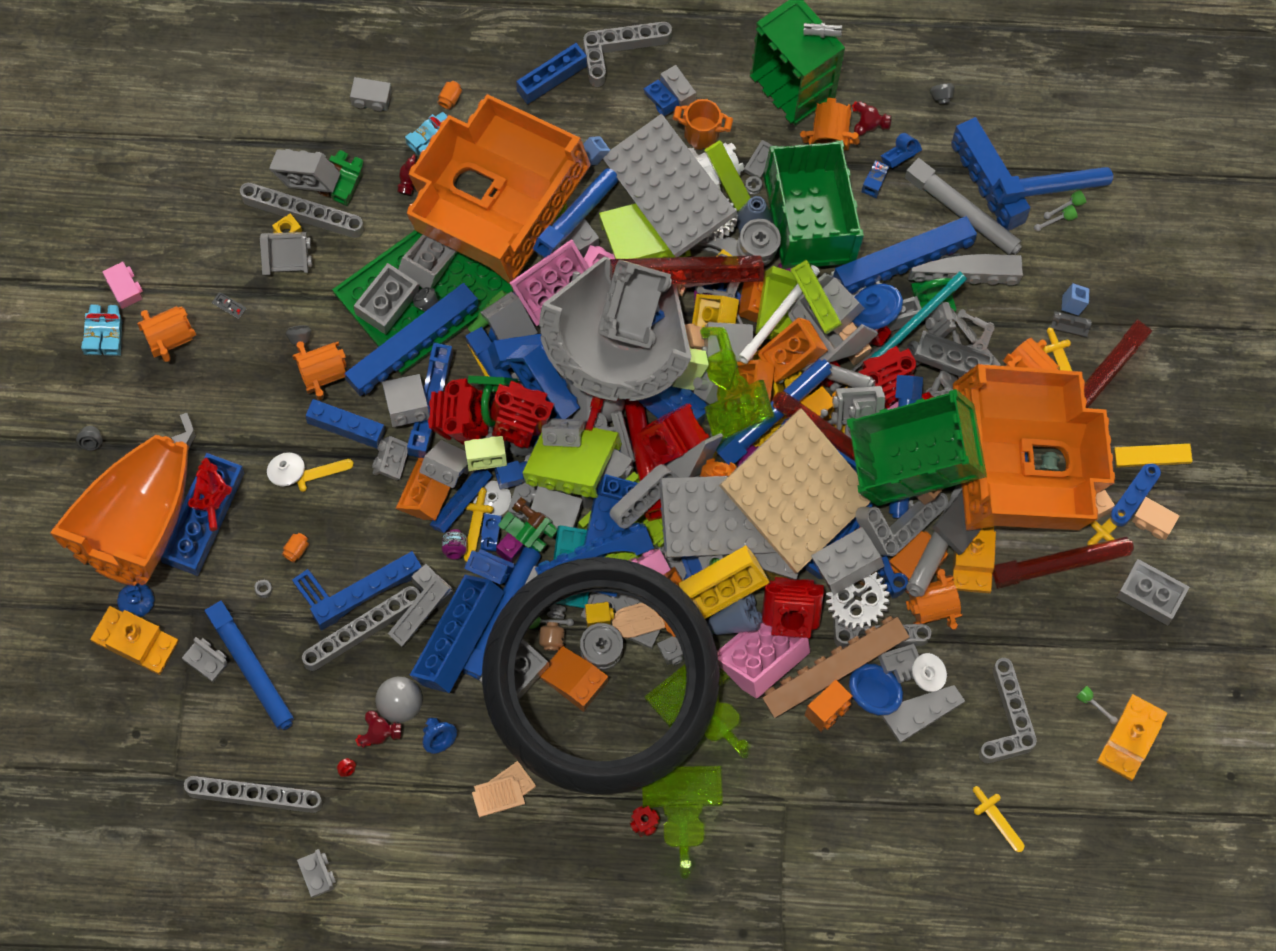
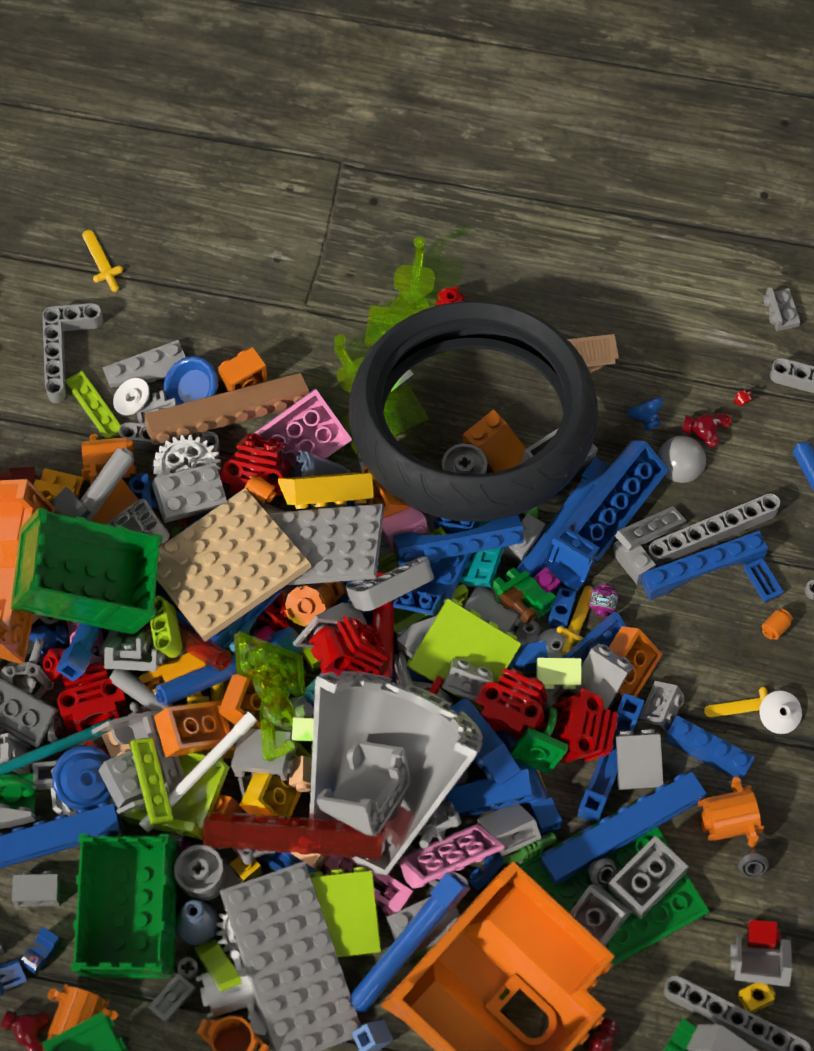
camera: 165 degrees left, 5 degrees down
(286, 278) = (762, 934): none -> red brick
(783, 576) = (261, 489): none -> orange brick
(835, 422) = (166, 628): none -> lime beam
(892, 223) = (36, 890): none -> light grey brick
(961, 663) = (94, 405): none -> lime tile

